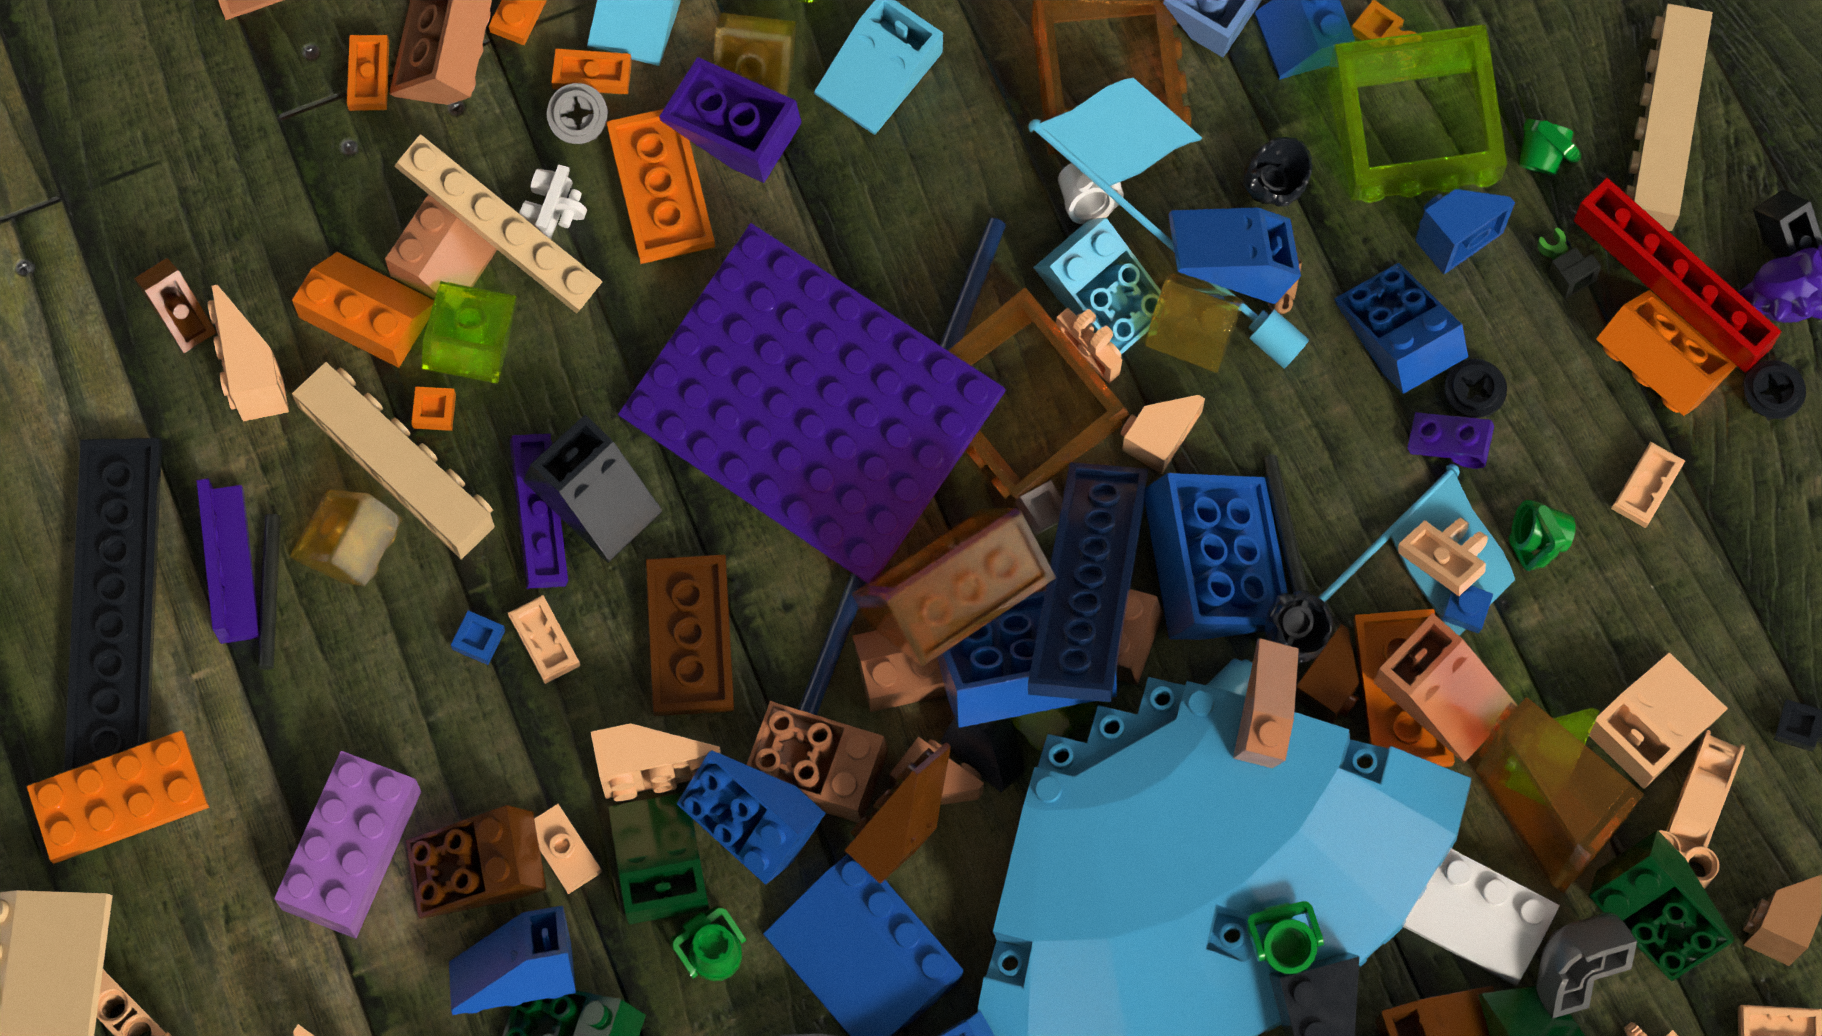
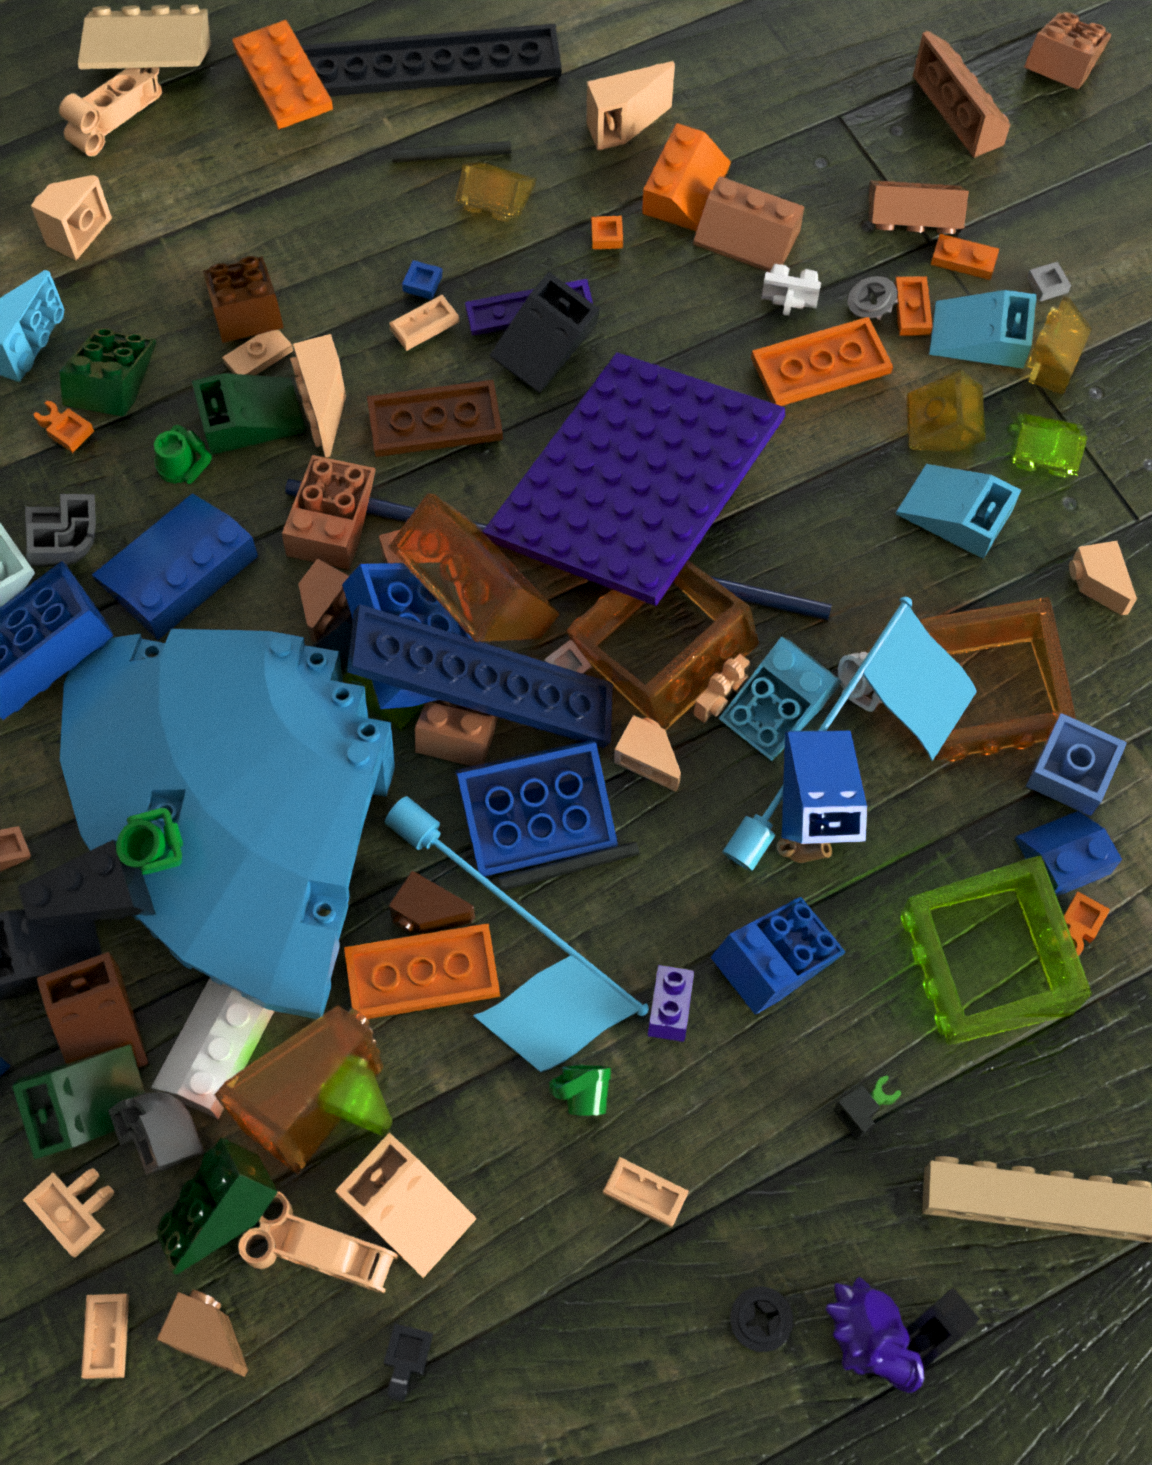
camera: 85 degrees right, 5 degrees down
(175, 305) = (680, 51): dark orange slope -> none
(228, 562) = (470, 123): dark purple fence -> none
(348, 844) = (252, 214): medium lavender brick -> none
(368, 72) = (883, 161): orange plate -> none
(394, 459) = (560, 211): tan brick -> none
(468, 332) = (670, 242): clear neon green slope -> none
(498, 223) = (760, 245): tan plate -> none
(515, 964) = (157, 325): blue slope -> none
(733, 118) = (884, 401): dark purple slope -> none
(751, 814) = (275, 462): blue slope -> none
(901, 816) = (273, 561): reddish brown slope -> none
(1193, 322) = (753, 766): clear yellow slope -> none
(1268, 705) = (354, 804): nougat slope -> none
(1278, 171) = (913, 833): black hair -> none
(1299, 622) = (466, 867): black hair -> none
(1443, 557) = (546, 993): light nougat hinge -> none
(1444, 687) = (416, 995): nougat slope -> none
(1461, 225) = (882, 994): blue slope -> none
(1468, 609) = (506, 1024): blue plate -> none
(1470, 373) = (720, 1009): black gear -> none
(1545, 147) = (985, 1078): green piece -> none
(1665, 352) = (786, 1205): orange slope -> none
(1676, 275) = (865, 1210): red brick -> none

